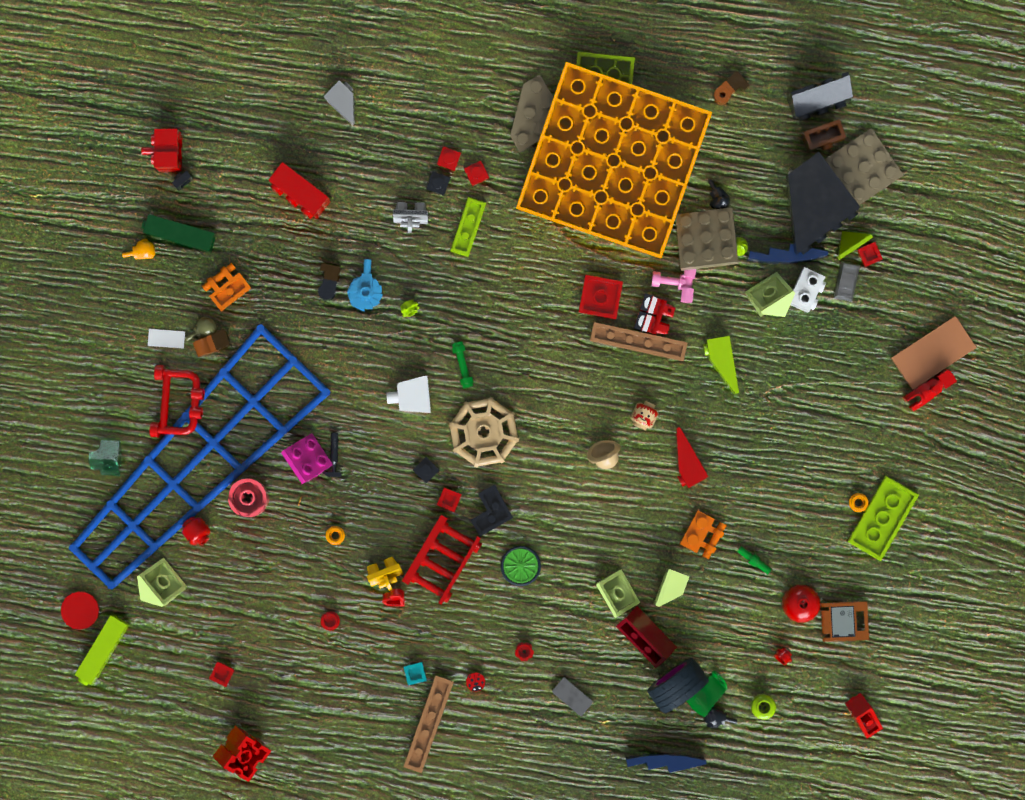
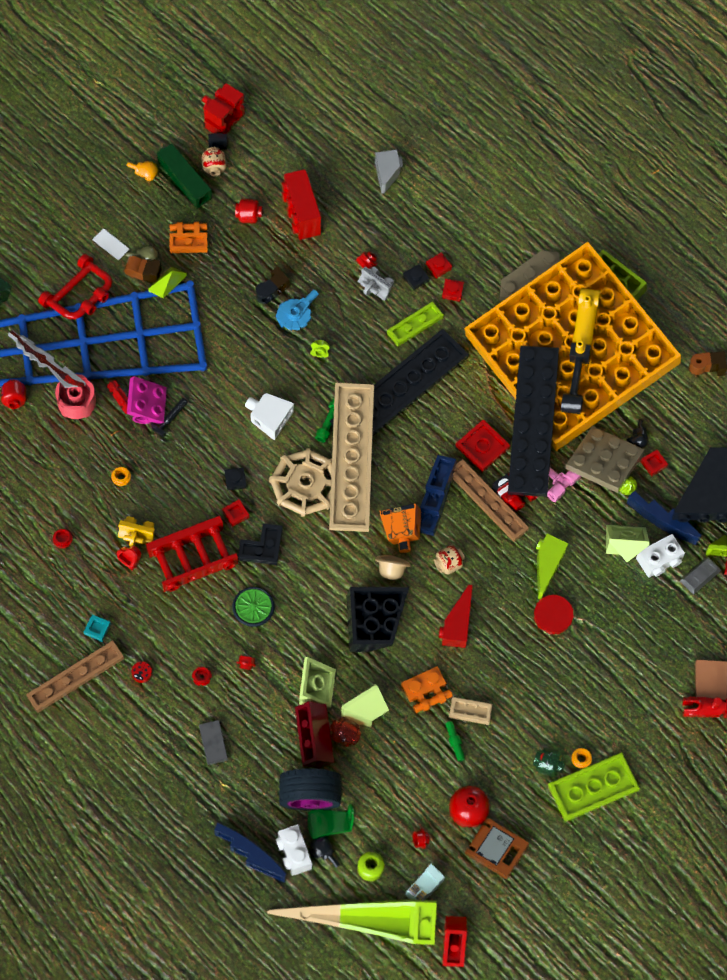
camera: 30 degrees right, 20 degrees down
(193, 201) = (213, 161): none -> tan head
(199, 486) = (44, 359): none -> light grey sword
(241, 340) = (167, 282): none -> lime slope
(257, 226) = (248, 211): none -> red head
(279, 468) = (118, 394): none -> red axle
(388, 199) = (367, 260): none -> red plate
(499, 296) = (414, 378): none -> black plate
(506, 387) = (351, 457): none -> tan plate
(550, 615) = (246, 662): none -> red plate
(588, 416) = (402, 525): none -> orange torso
(594, 368) = (436, 494): none -> dark blue slope
(622, 508) = (373, 616): none -> black wedge
(626, 161) = (581, 346): none -> piece
(630, 252) = (533, 421): none -> black plate
(667, 616) = (345, 731): none -> clear red head
(697, 735) = (294, 849): none -> white brick
(746, 211) = (654, 462): none -> red plate
(749, 527) = (470, 710): none -> tan plate
(756, 400) = (553, 614): none -> red tile
(811, 731) = (396, 919): none -> lime plate
(812, 690) = (426, 884): none -> light aqua leg
(837, 525) = (549, 762): none -> clear green head

